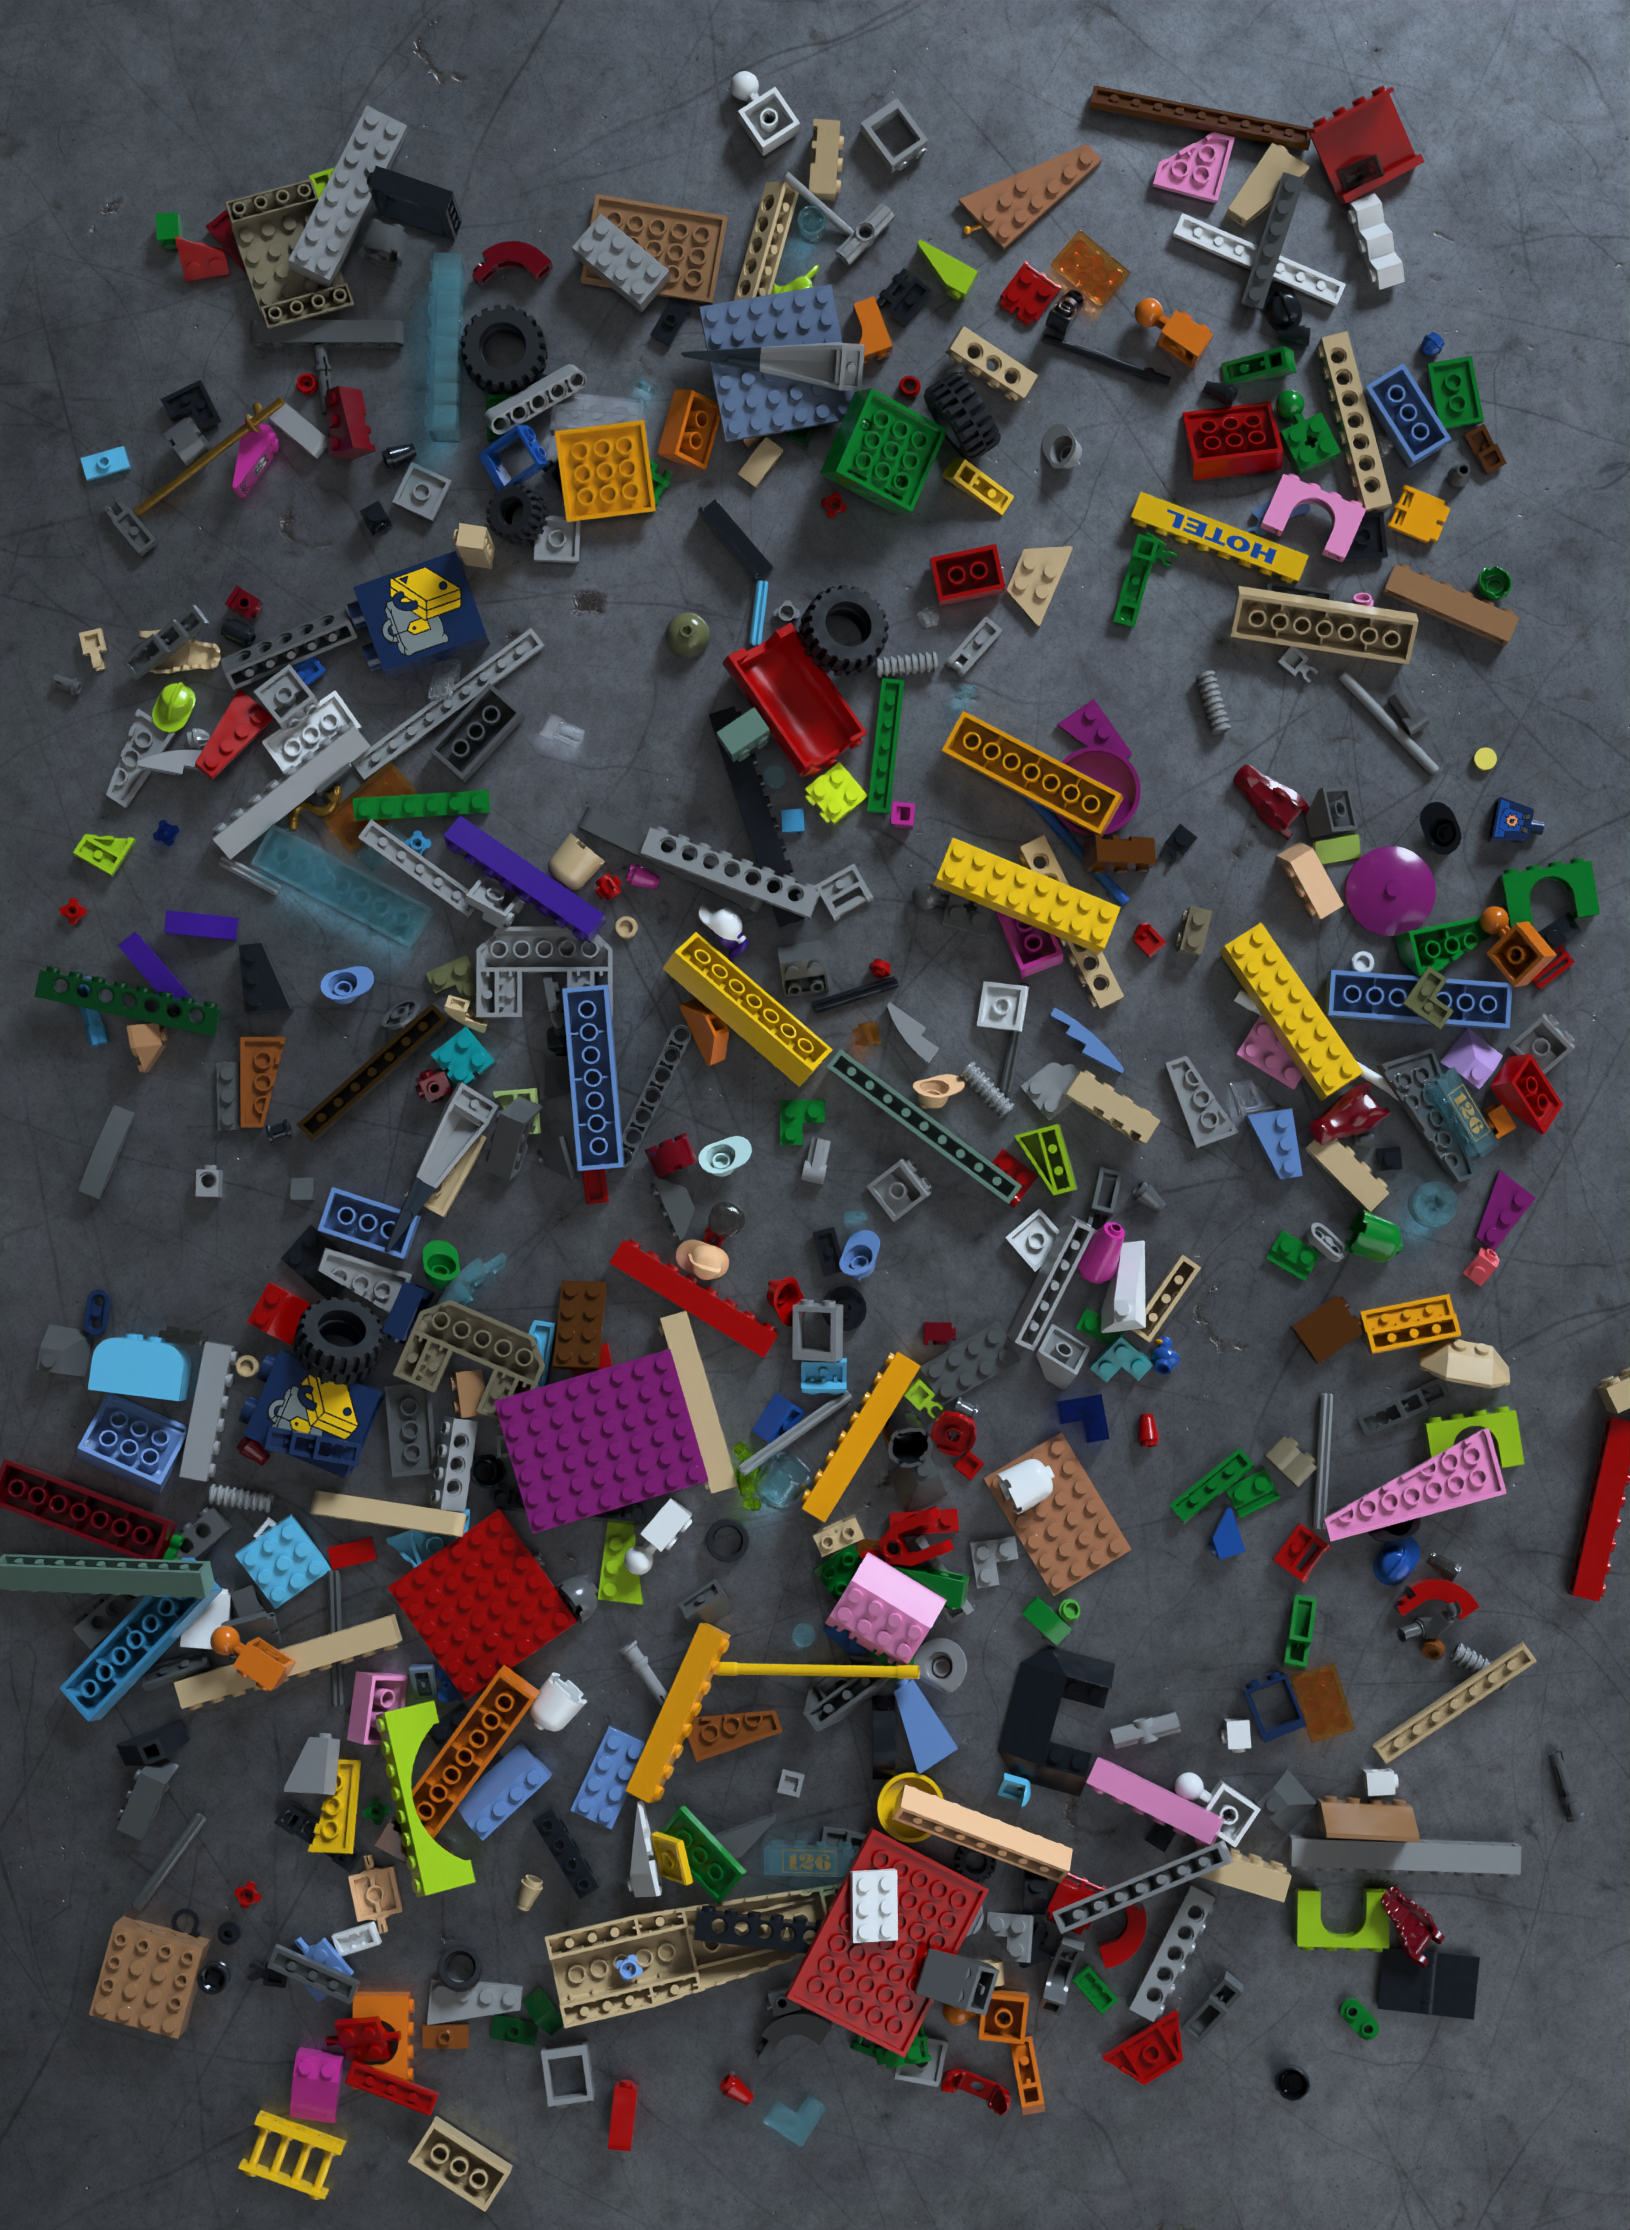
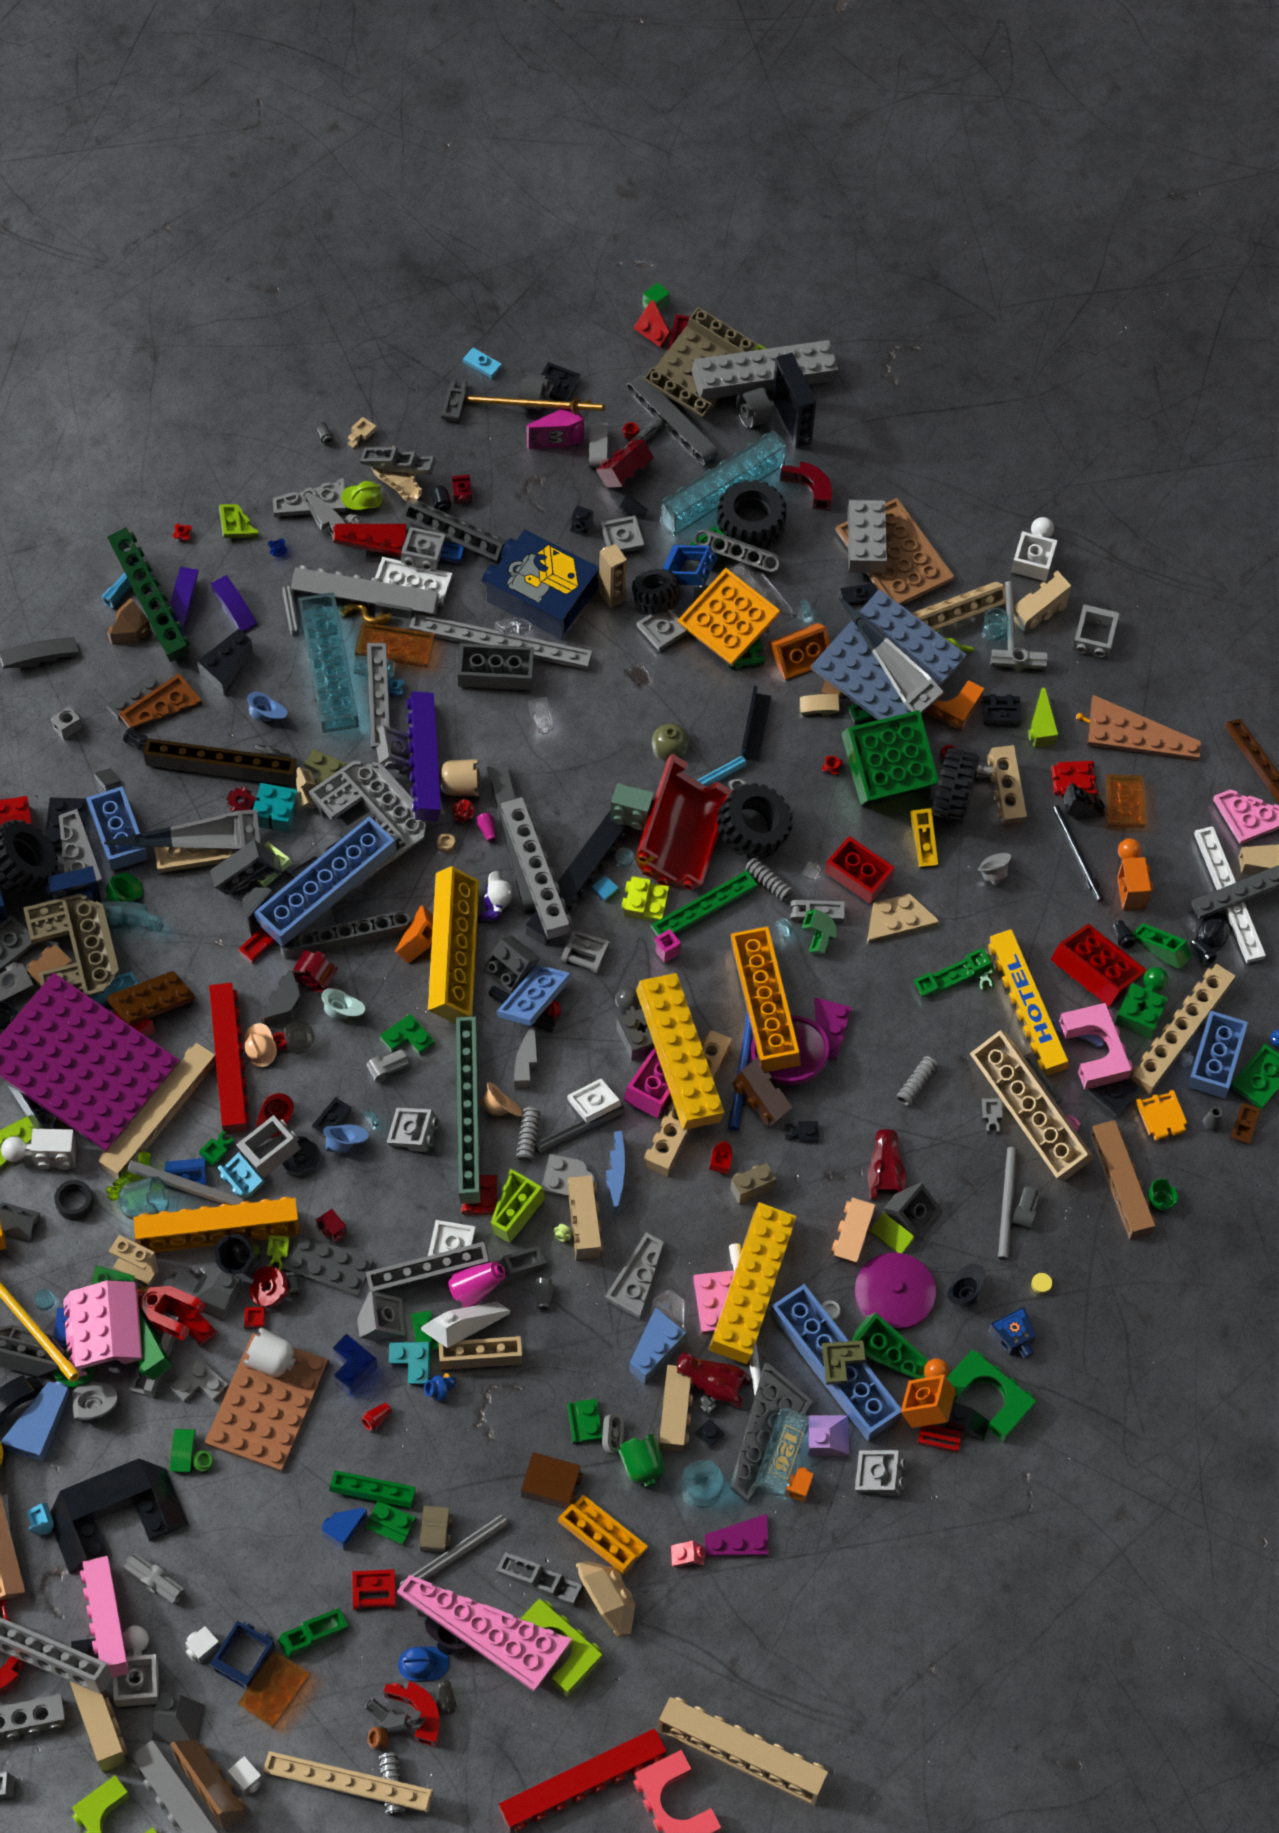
camera: 50 degrees right, 25 degrees down
(421, 805) = (421, 669): green plate -> none
(777, 1380) = (215, 1150): none -> green plate
(857, 977) = (533, 995): none -> medium blue plate
(868, 1033) = (502, 1033): clear orange tile -> none
(999, 661) = (822, 928): none -> green brick
(1106, 1135) = (563, 1233): none -> yellowish green plate
(1527, 1092) = (836, 1486): red slope -> none

